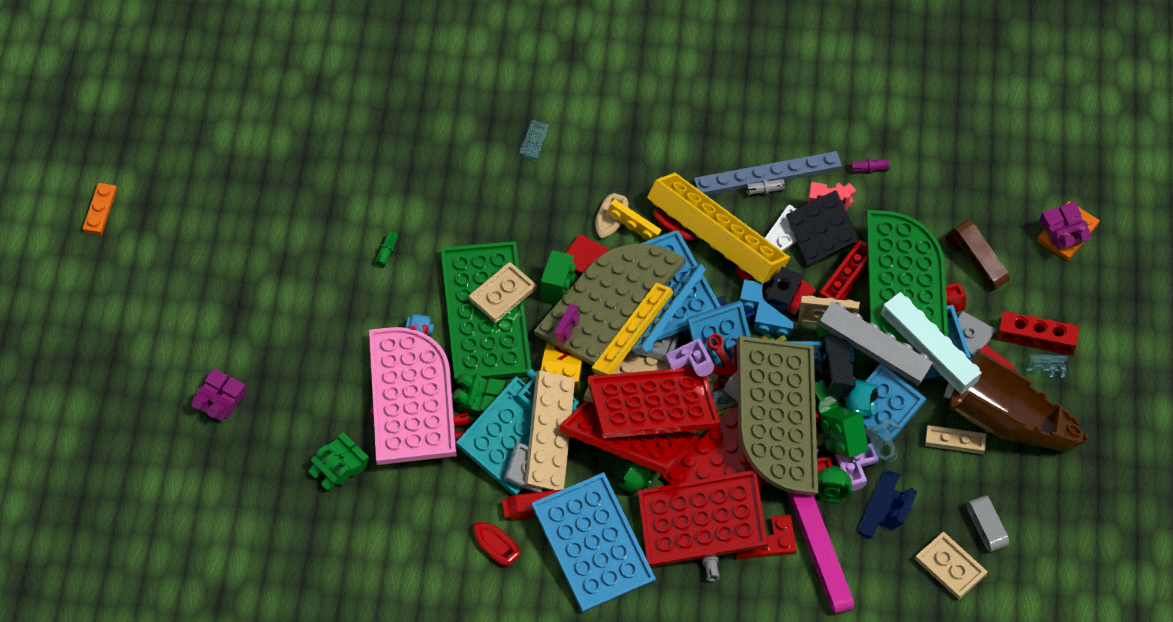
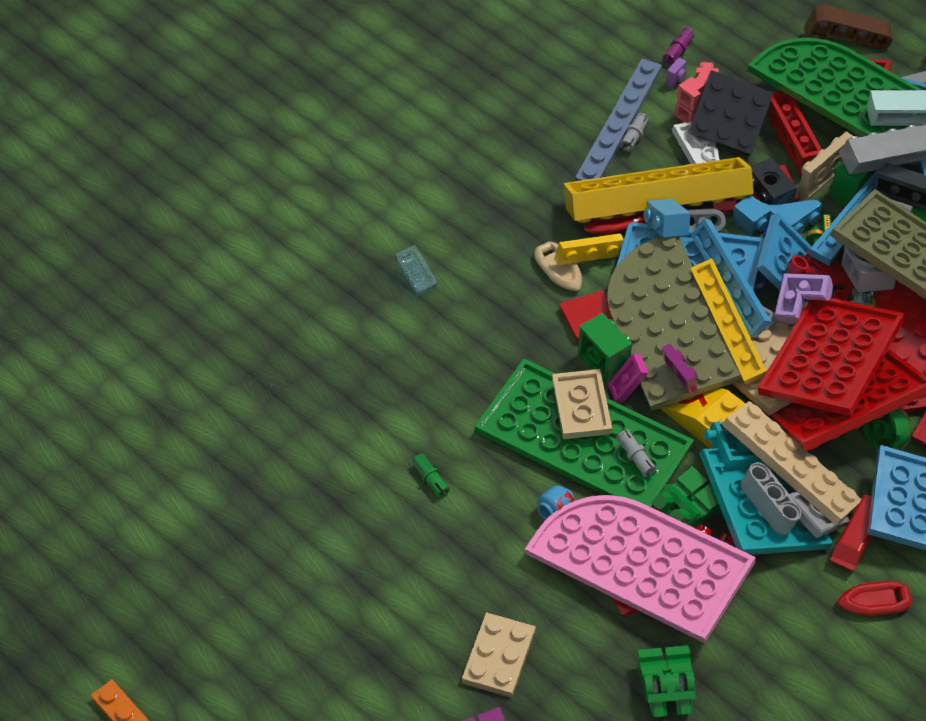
camera: 50 degrees left, 5 degrees down
(289, 365) = (498, 655): none -> tan plate
(489, 344) = (636, 453): none -> light grey pin
(512, 426) = (770, 498): none -> light grey beam
(546, 305) = (628, 378): none -> dark pink plate
(689, 245) = (667, 217): none -> dark azure brick
(721, 272) = (700, 214): none -> light grey plate
(840, 176) = (676, 73): none -> medium lavender plate

